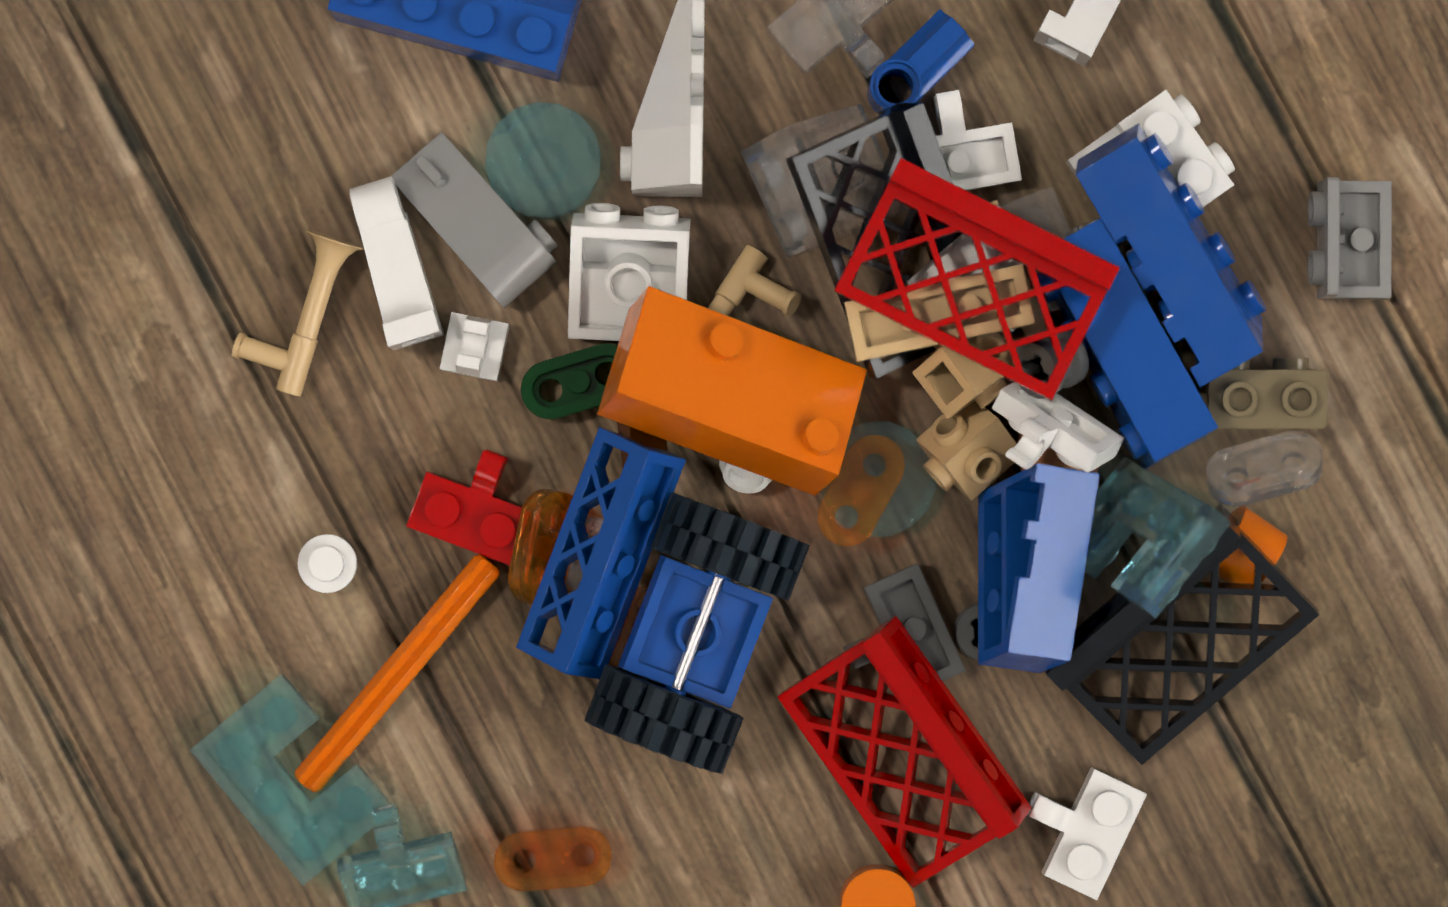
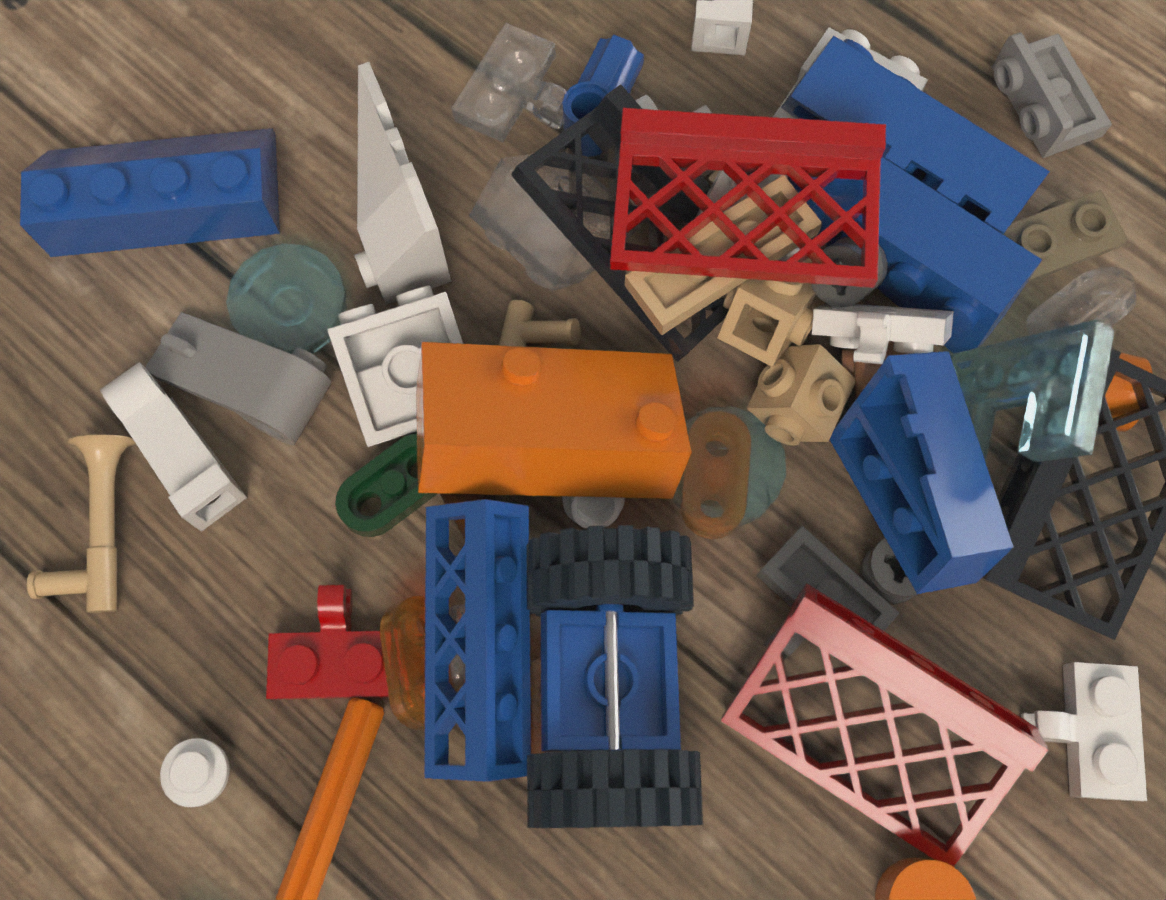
camera: 20 degrees left, 15 degrees down
(474, 346) = (279, 493): white tile -> none

